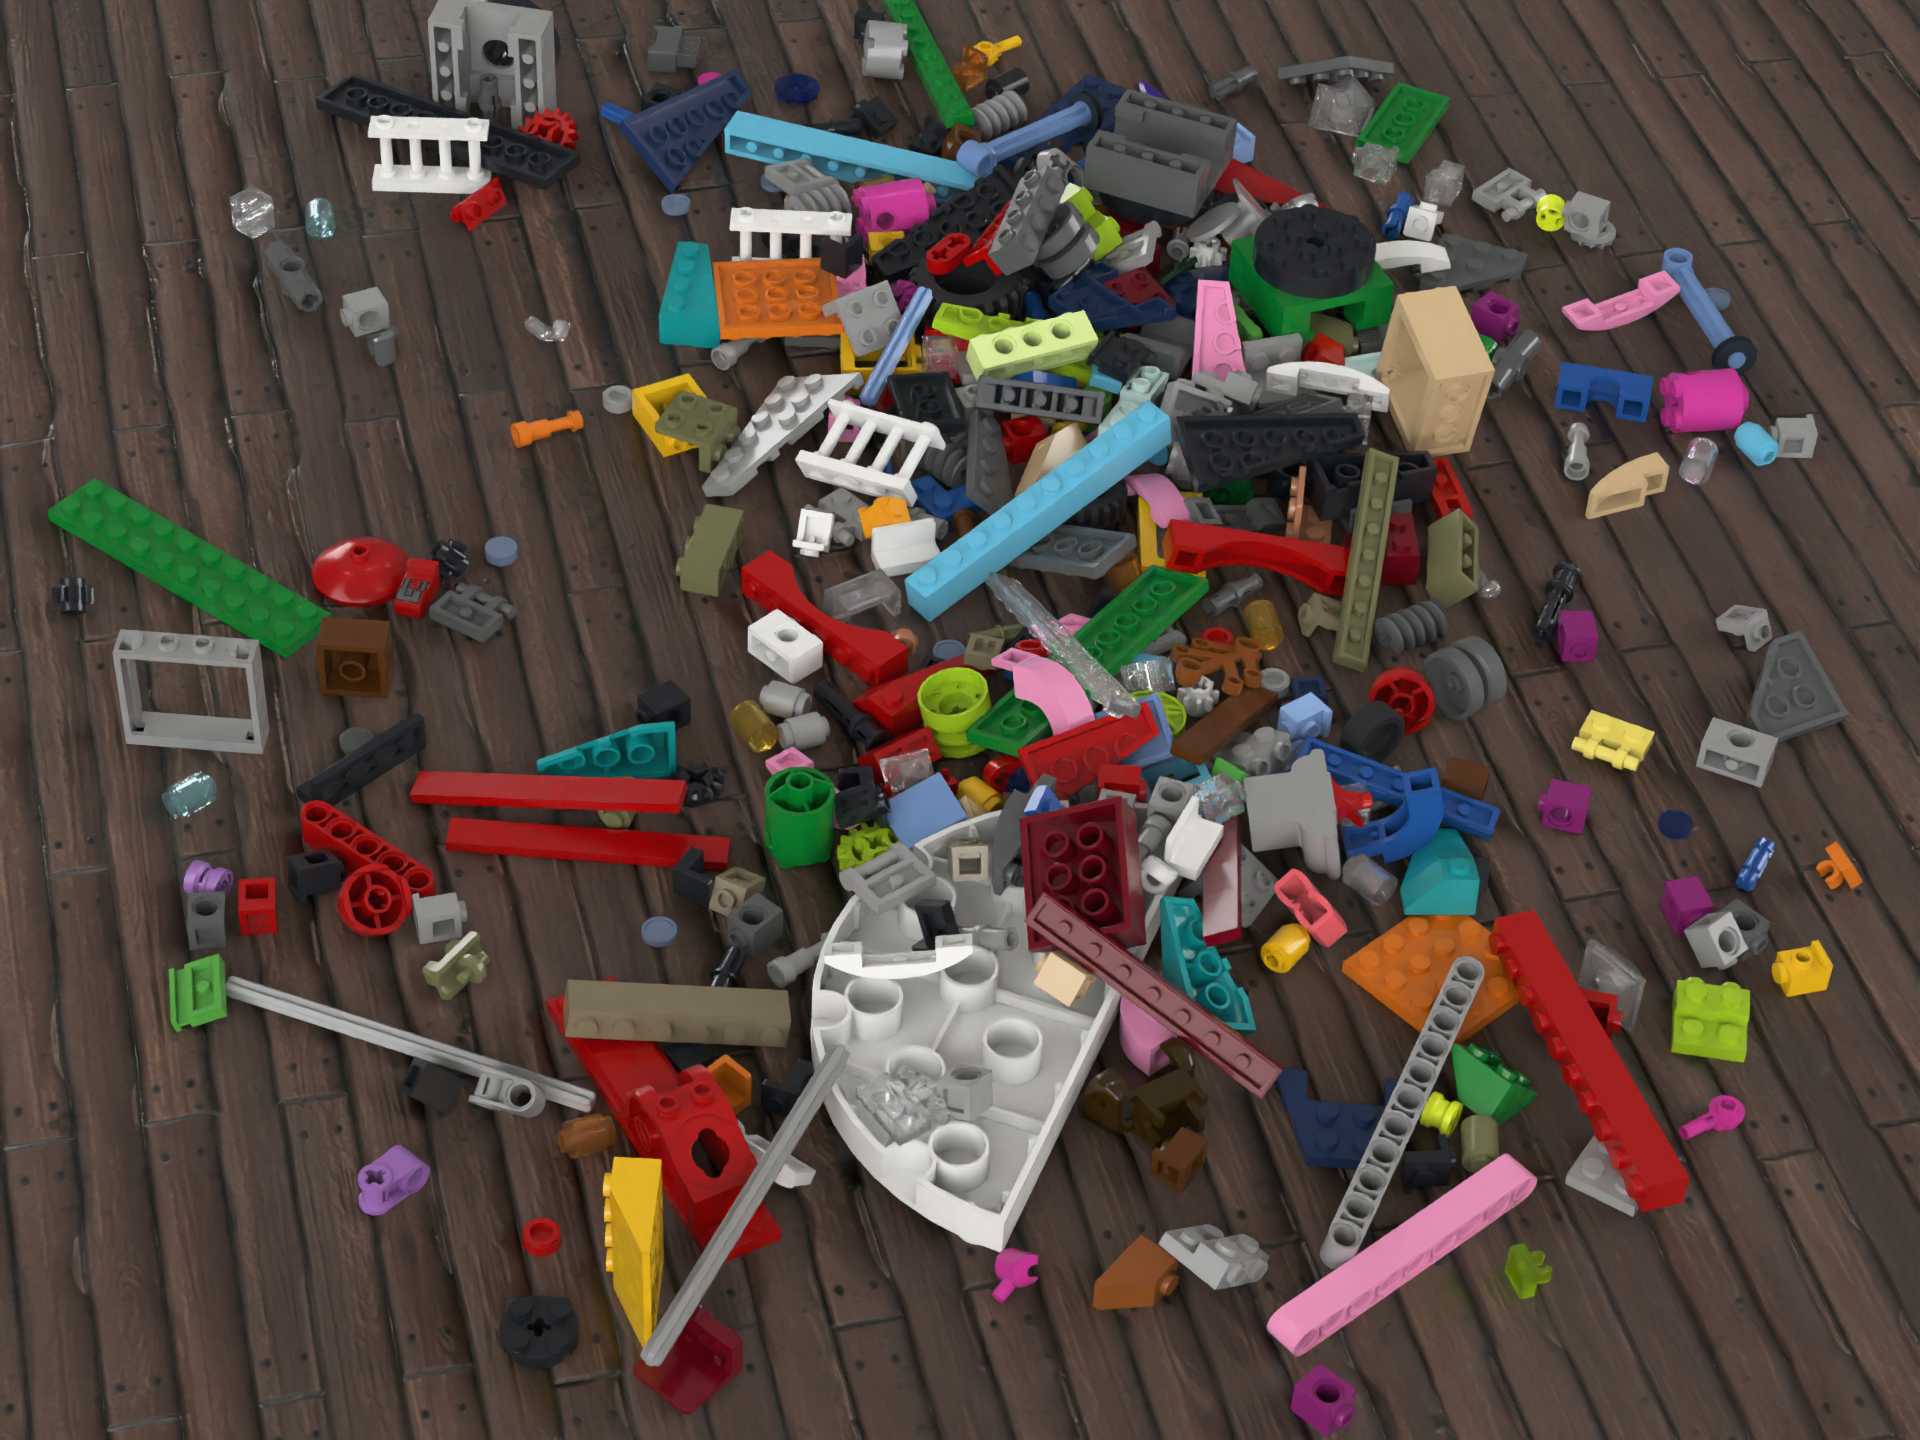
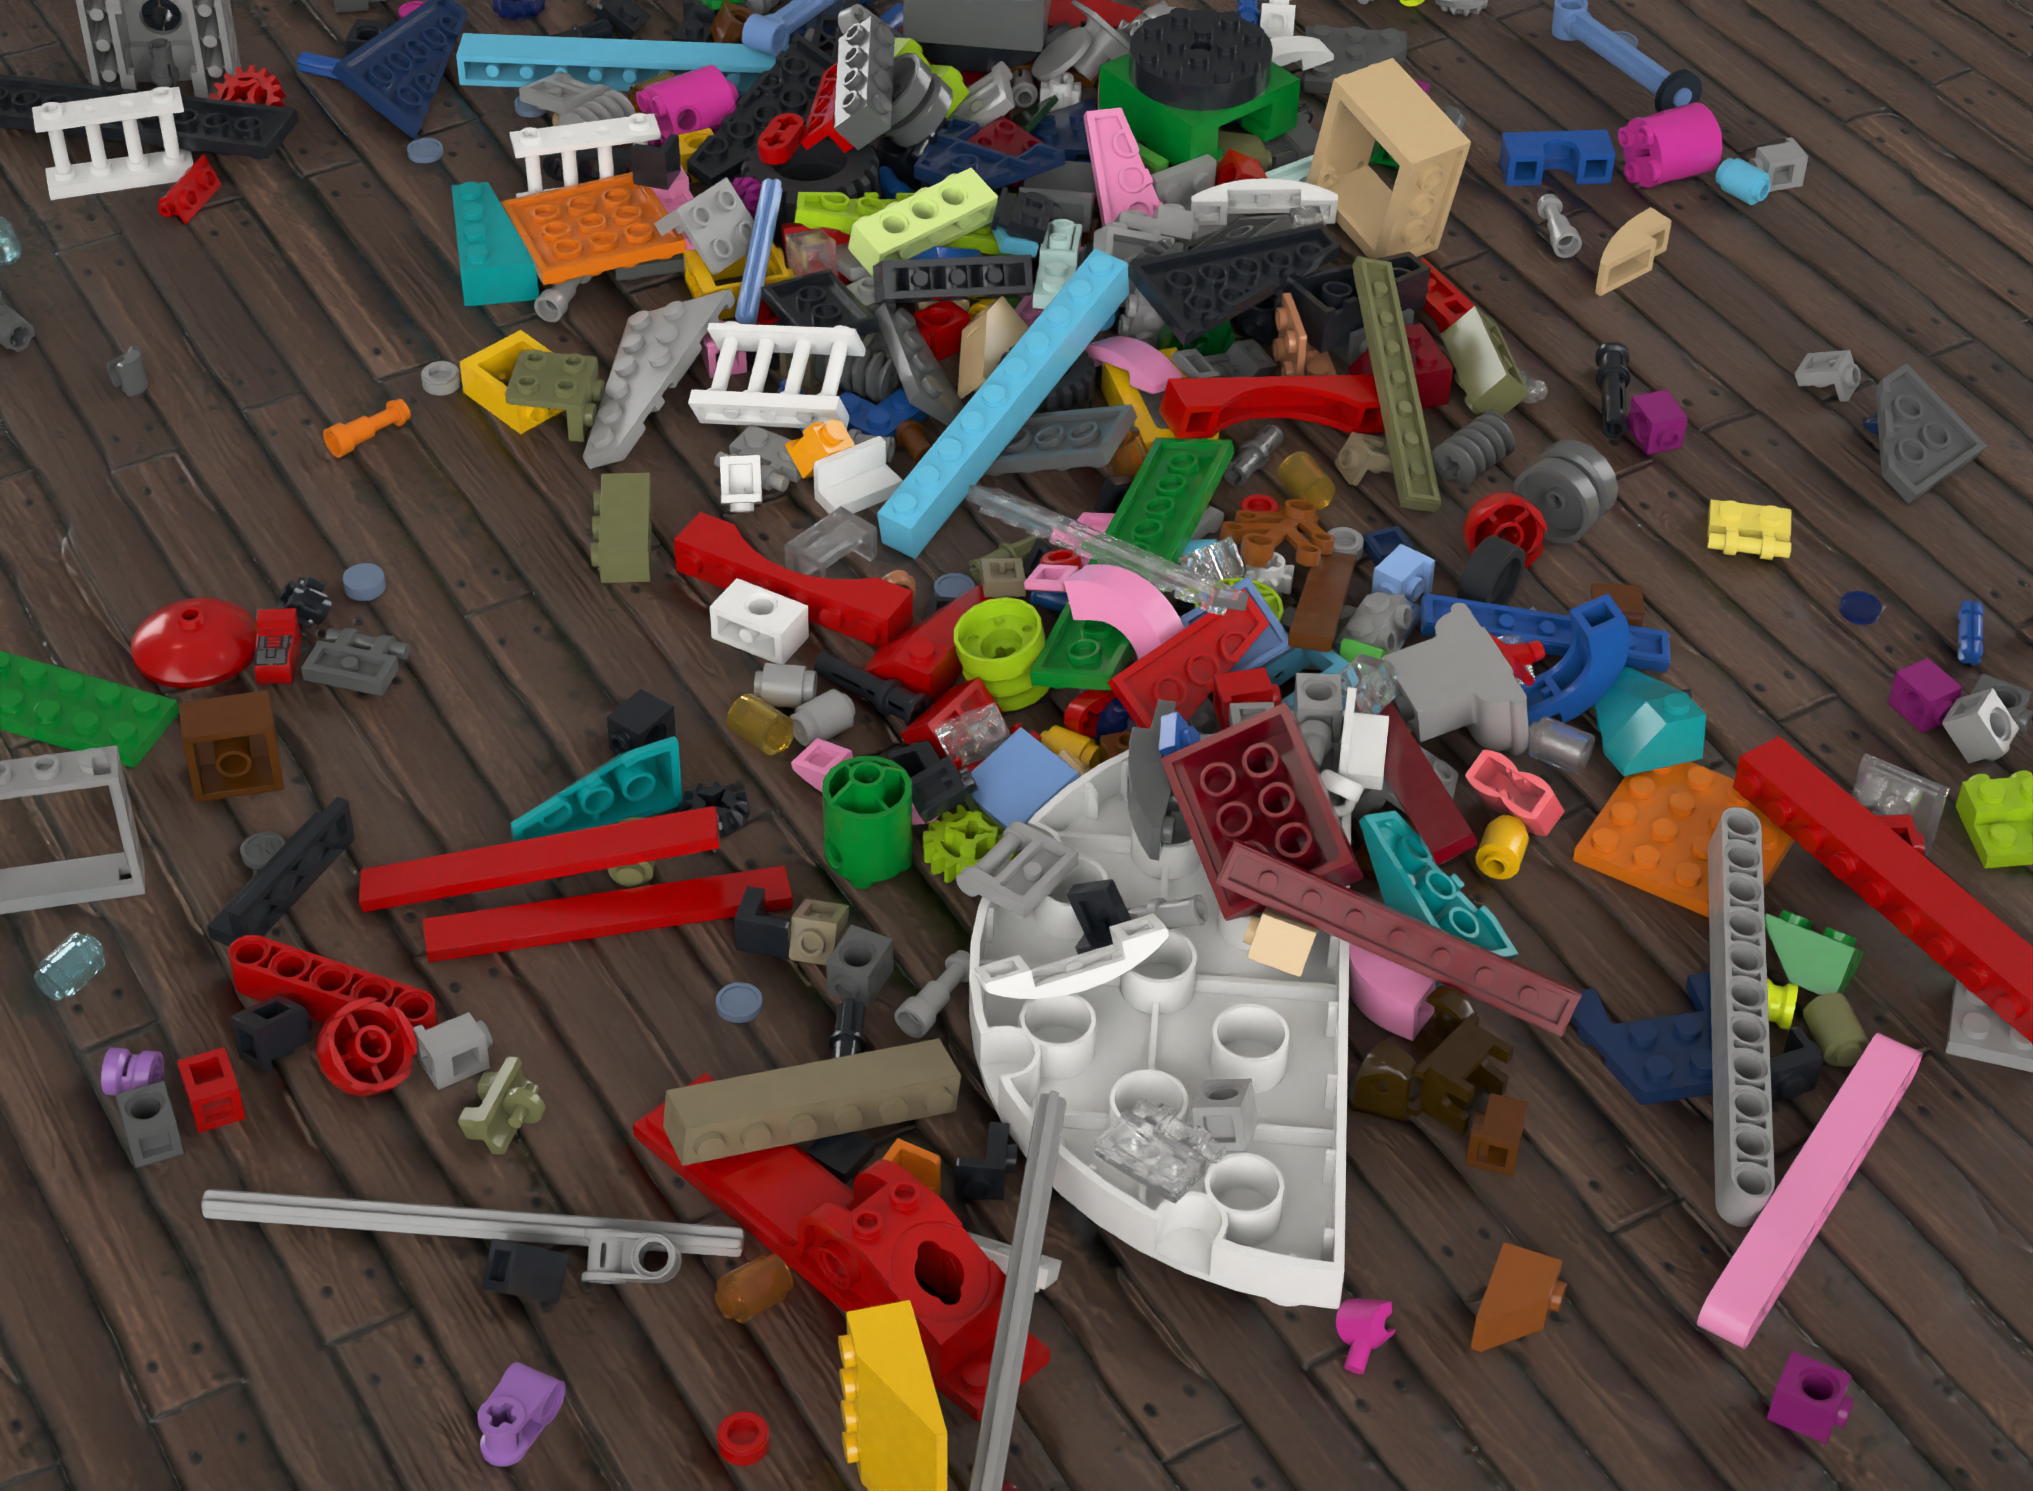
camera: 15 degrees left, 0 degrees up
(198, 992) = (168, 1223): bright green plate -> none
(365, 311) = (93, 335): light grey brick -> none
(548, 333) = (322, 319): clear arm -> none
(967, 860) = (1103, 825): dark tan brick -> none
(1216, 1258) = (1611, 1251): light grey plate -> none
(1523, 1270) = (1960, 1171): clear neon green tile -> none
(1565, 806) = (1737, 612): magenta brick -> none
(1626, 308) = (1555, 51): bright pink slope -> none
(1698, 461) = (1692, 210): clear brick -> none
(1737, 752) = (1891, 512): light grey brick -> none

